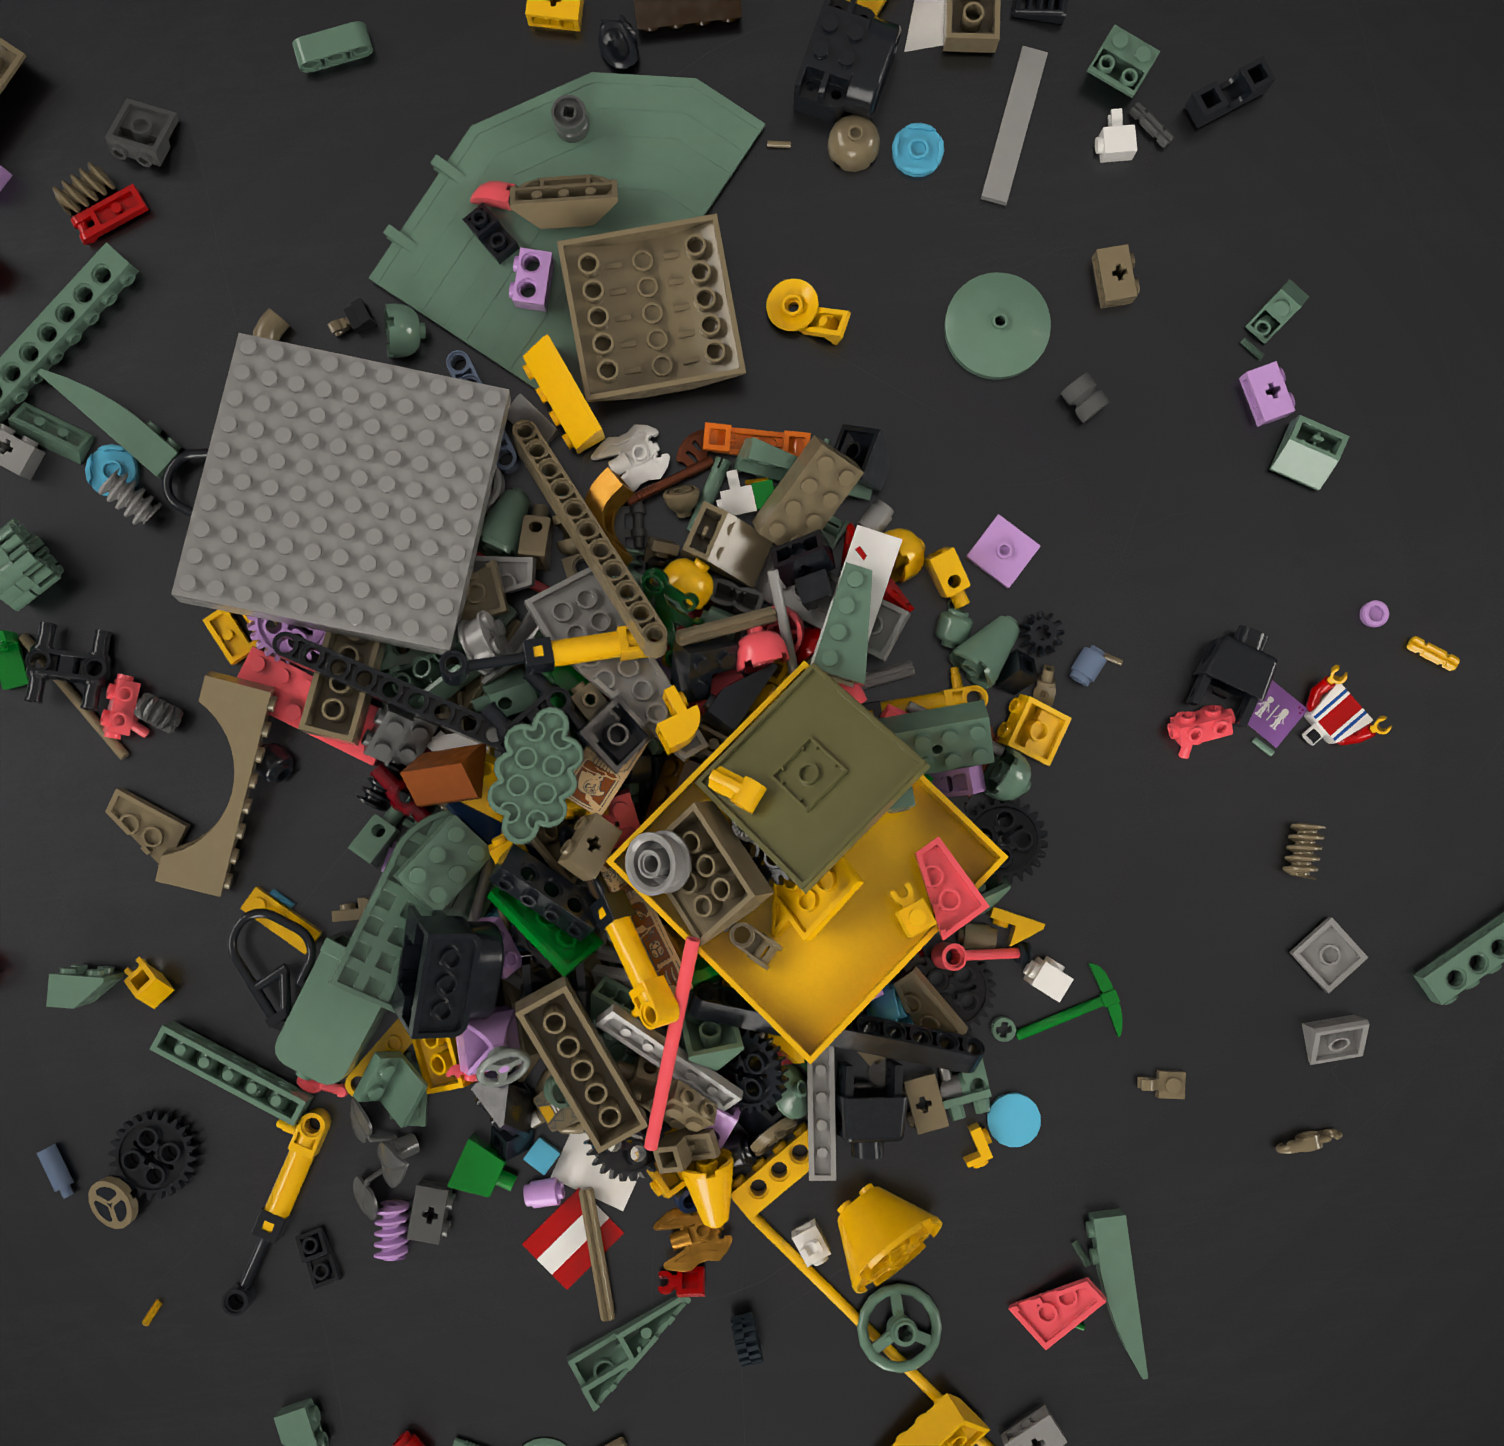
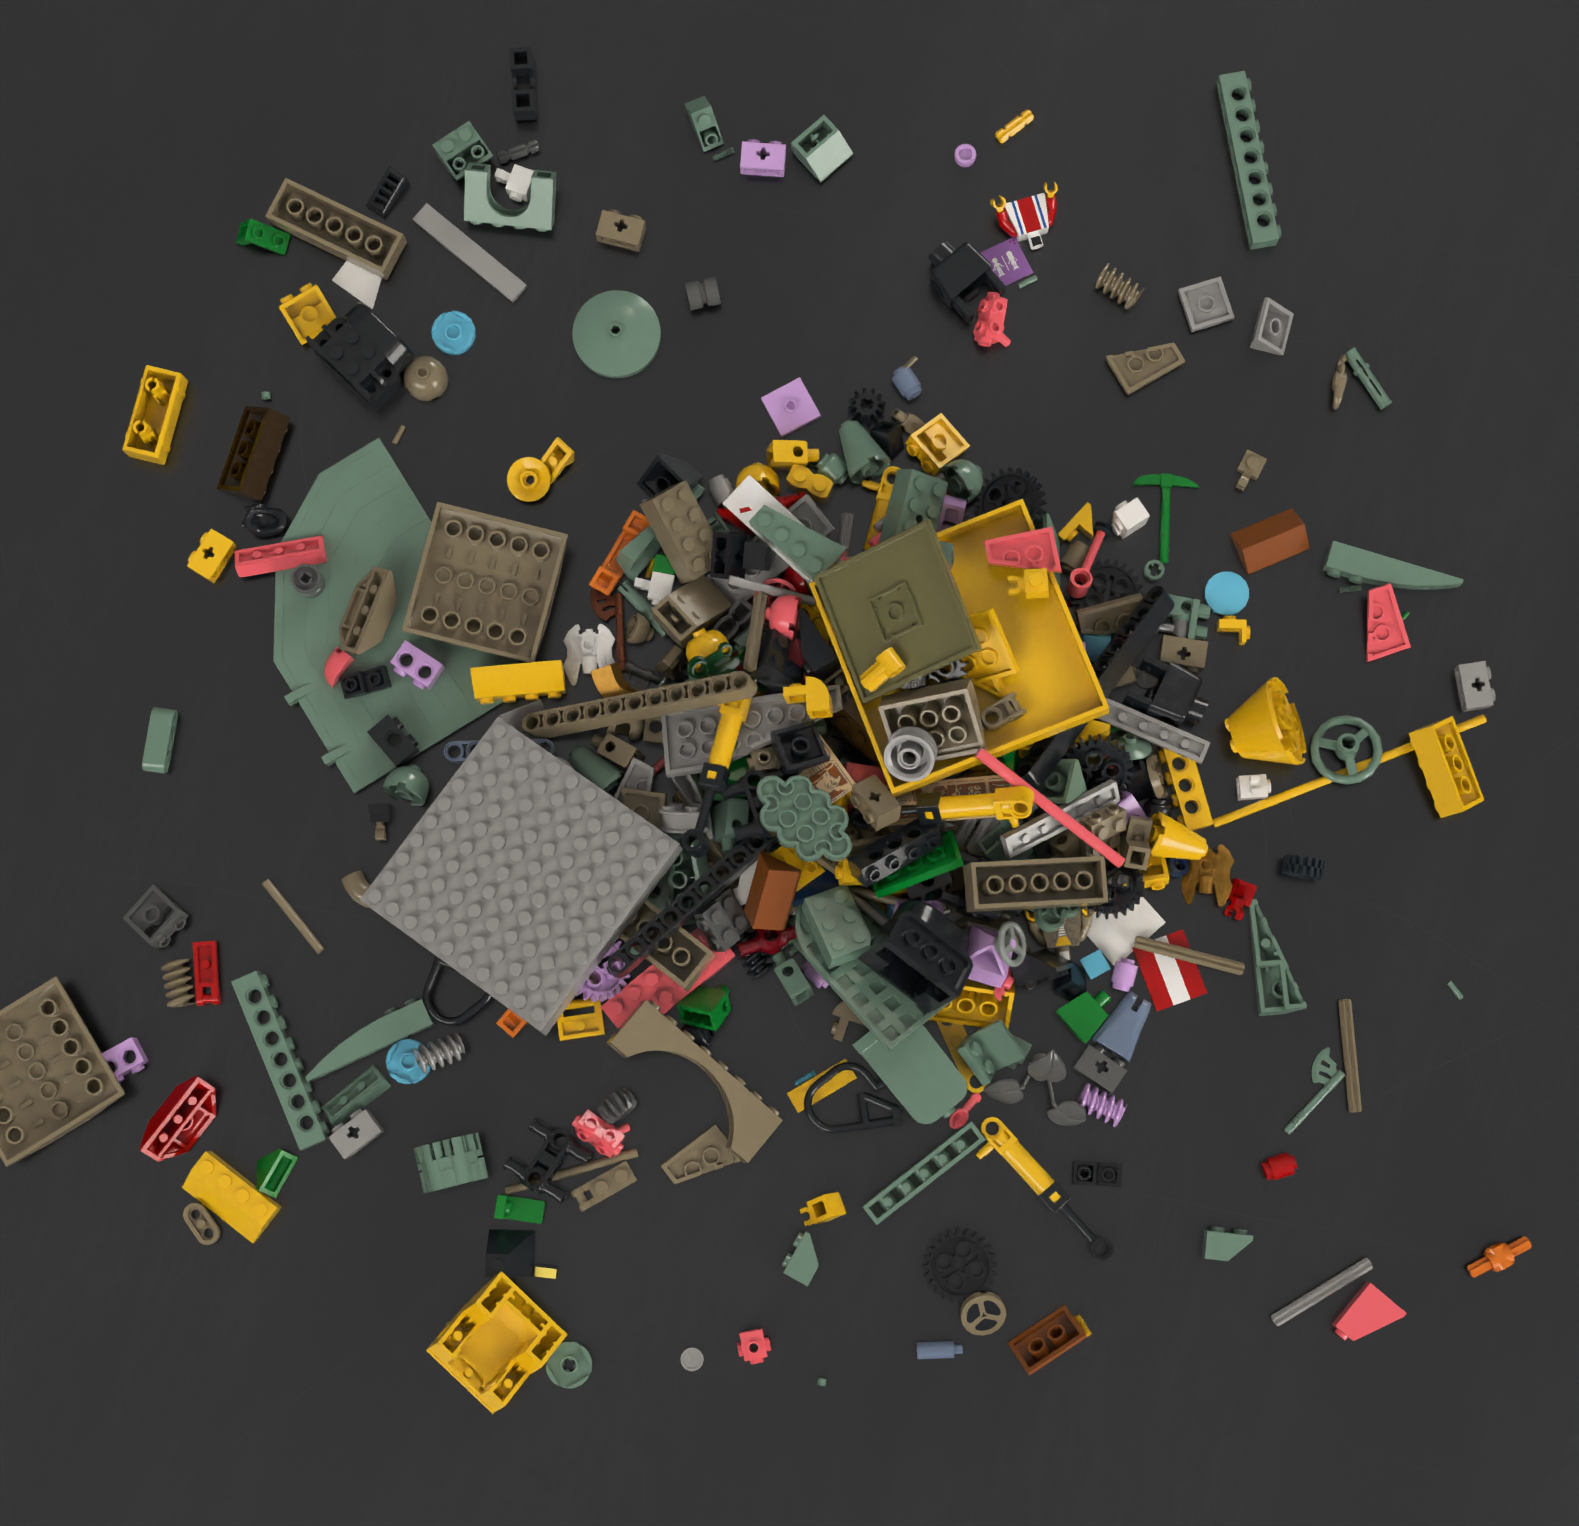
camera: 65 degrees left, 5 degrees down
(73, 738) = (604, 1185): none -> dark tan plate
(114, 1285) = (1047, 1340): none -> dark orange slope
(211, 277) = (293, 916): none -> dark tan bar
(303, 759) = (705, 1007): none -> green torso
(439, 277) = (384, 731): none -> black brick
(486, 1218) = (1123, 1027): none -> sand blue piece
(586, 78) = (280, 556): none -> coral slope
(927, 619) = (816, 485): none -> yellow brick
(1069, 114) = (482, 208): none -> arch
(1095, 1142) = (1271, 541): none -> dark orange slope
(1224, 915) = (1144, 366): none -> dark tan wing
(1326, 1171) = (1362, 370): none -> sand green pin

